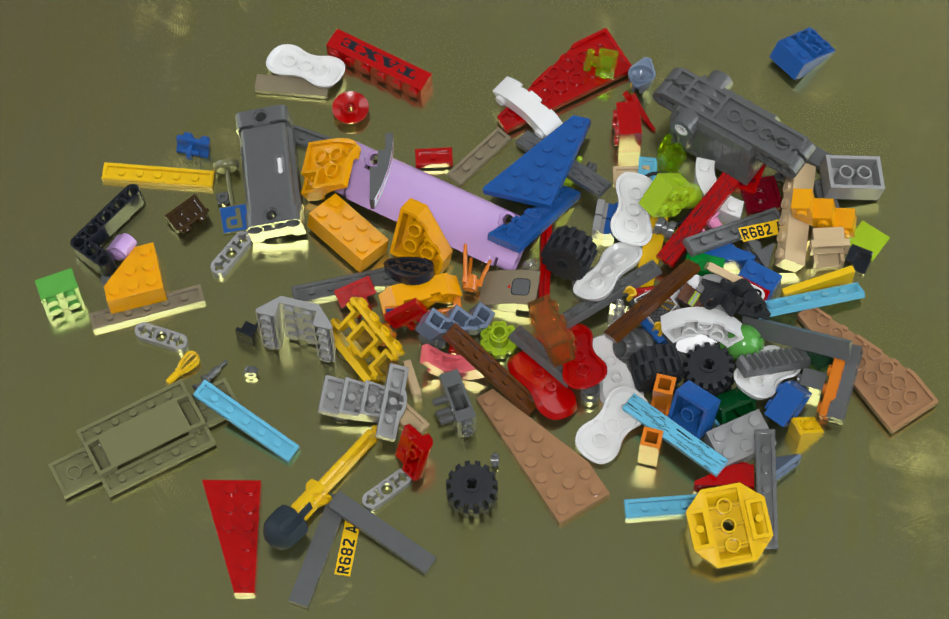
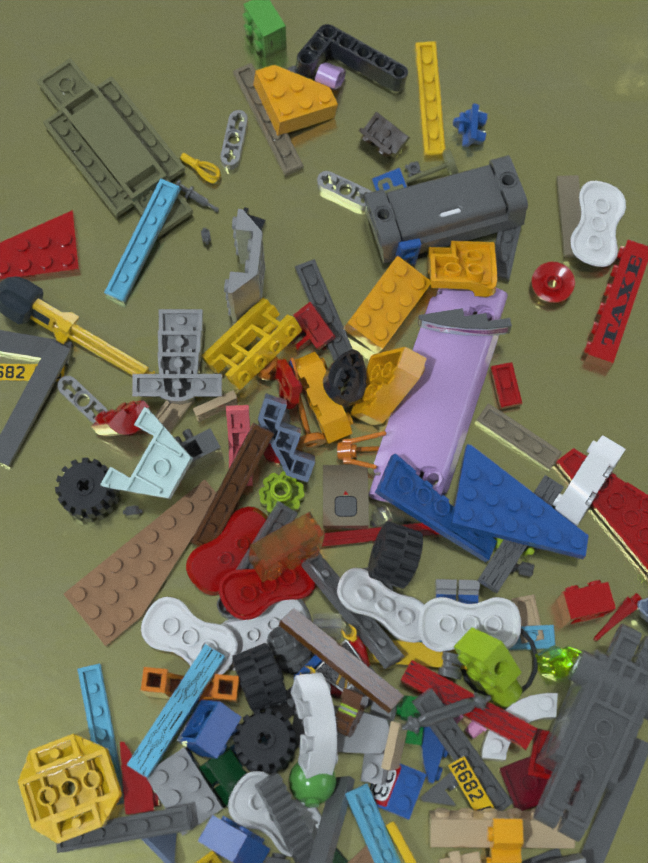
camera: 80 degrees right, 10 degrees up
(304, 205) = (409, 251): none -> blue tile
(469, 414) = (159, 467): none -> light aqua wing
(704, 231) = (445, 713): none -> dark grey wheel
(735, 297) = (353, 761): black plate -> none

